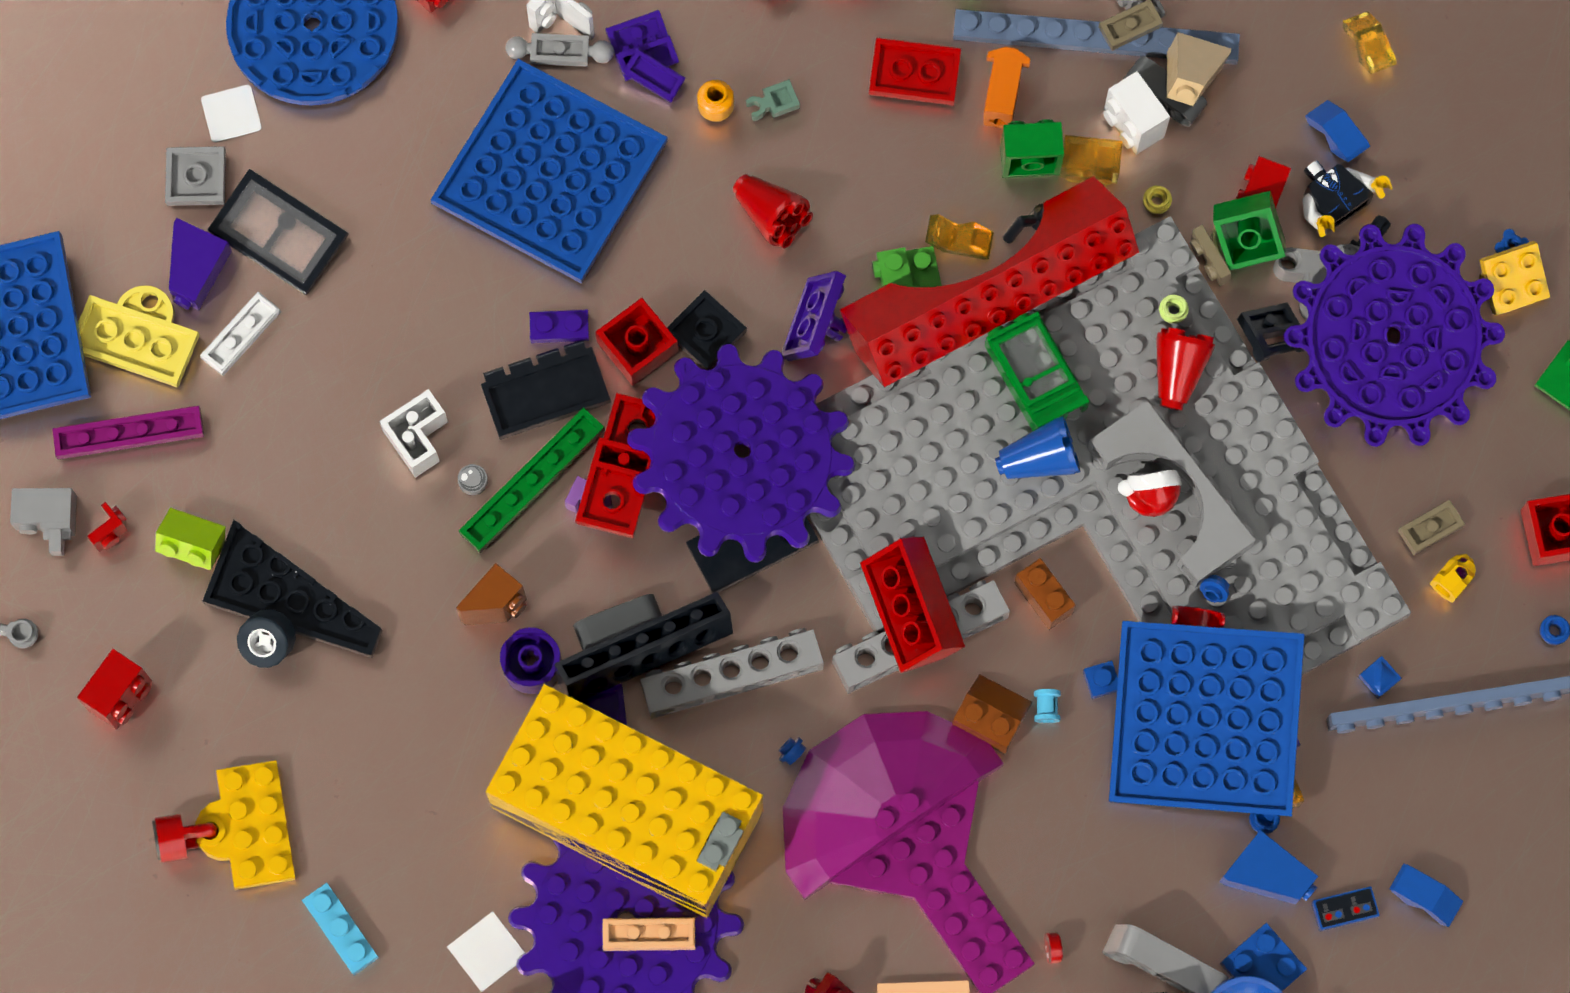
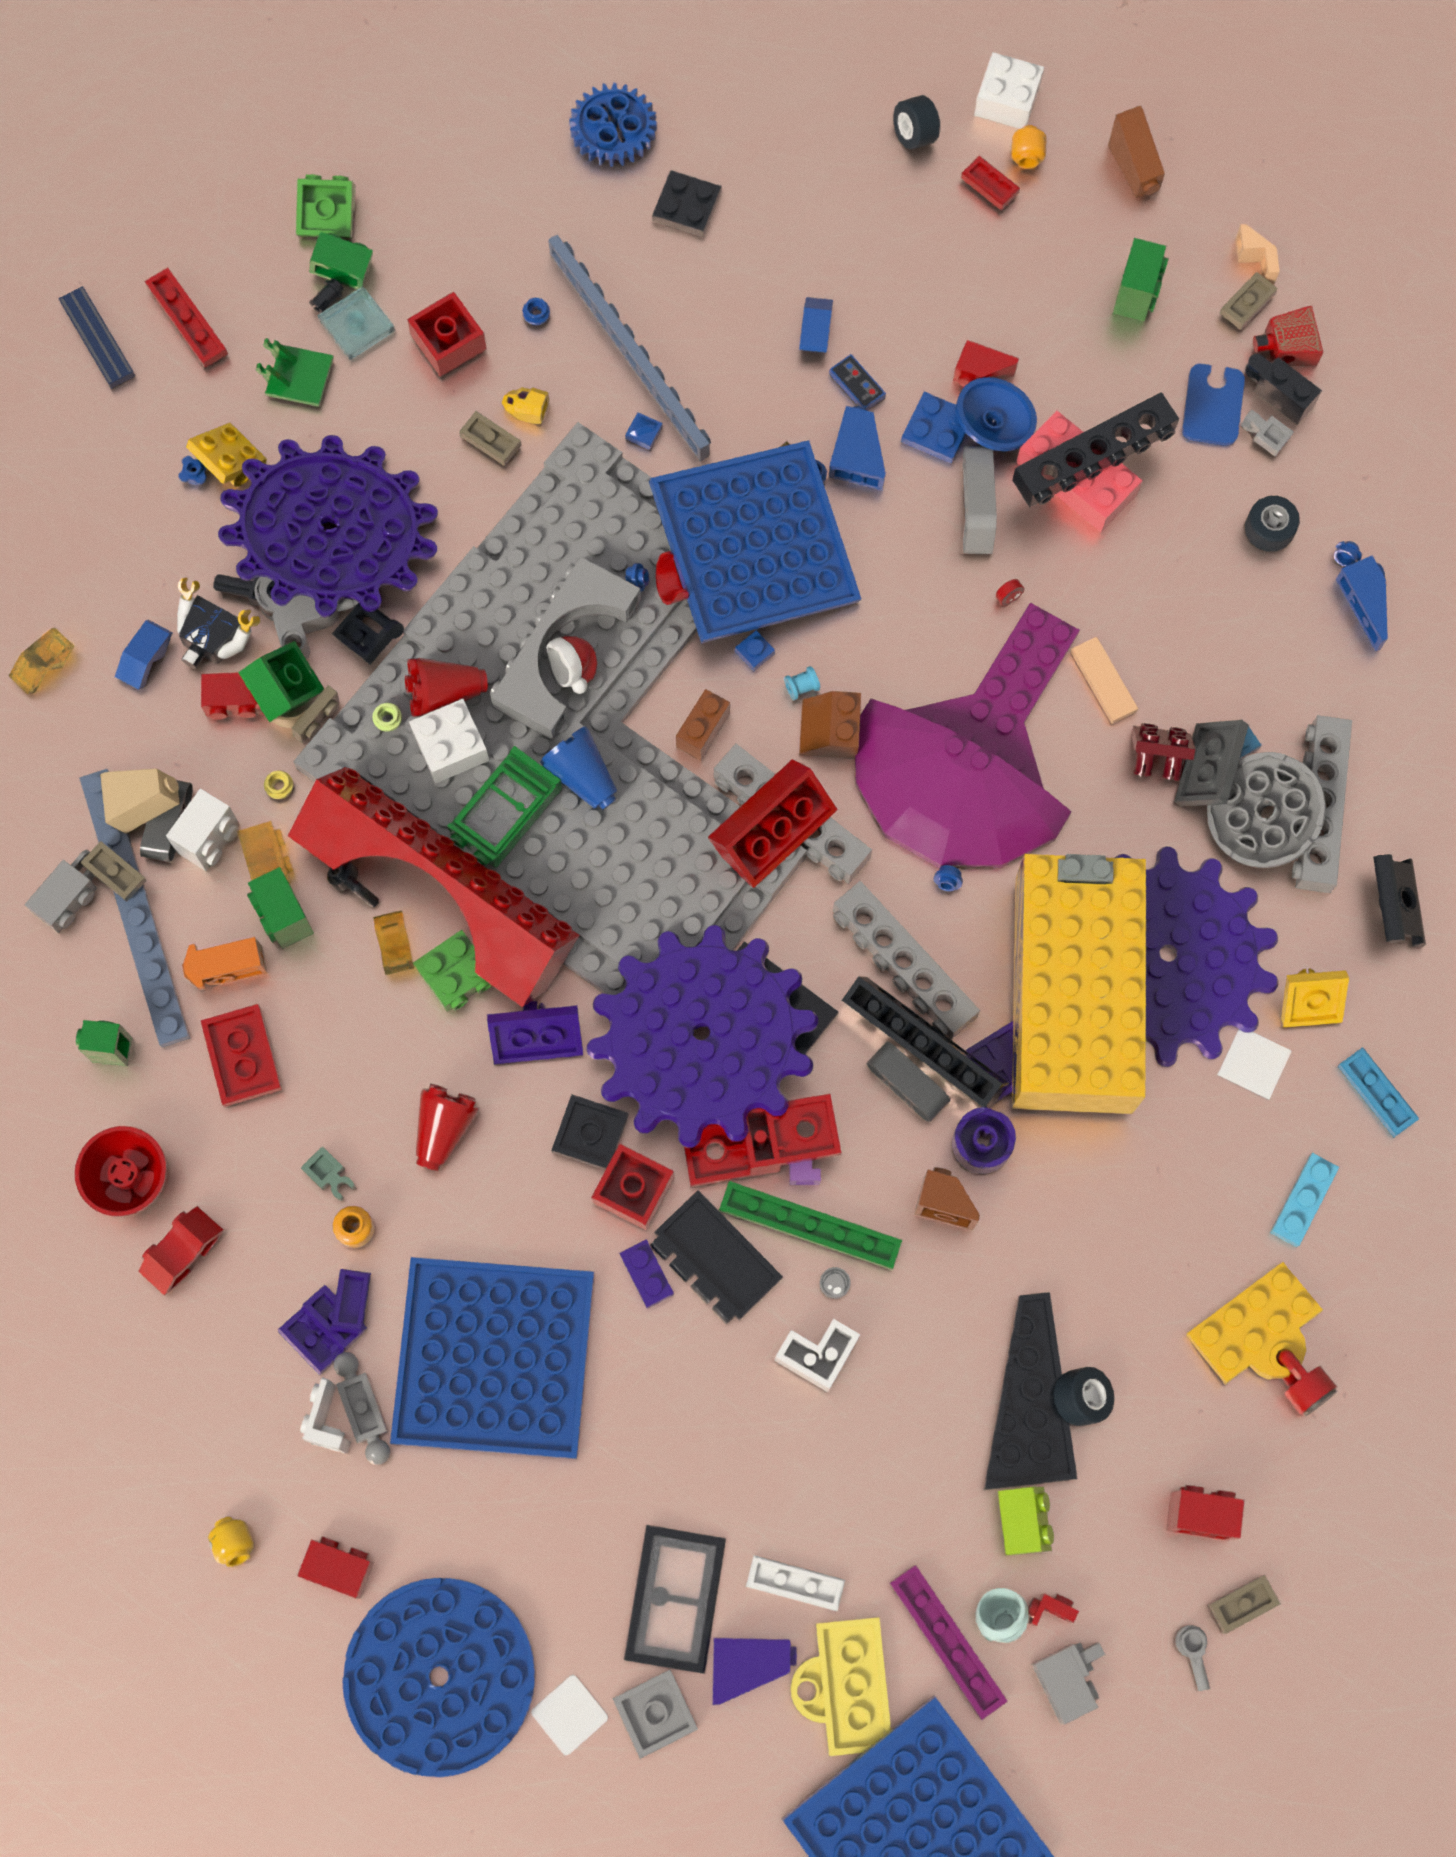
camera: 115 degrees left, 0 degrees up
(28, 692) = (1244, 1604): none -> dark tan plate
(123, 480) = (1002, 1615): none -> light aqua helmet
(648, 934) = (1174, 924): light nougat tile -> none
(1122, 350) = (449, 741): none -> white brick

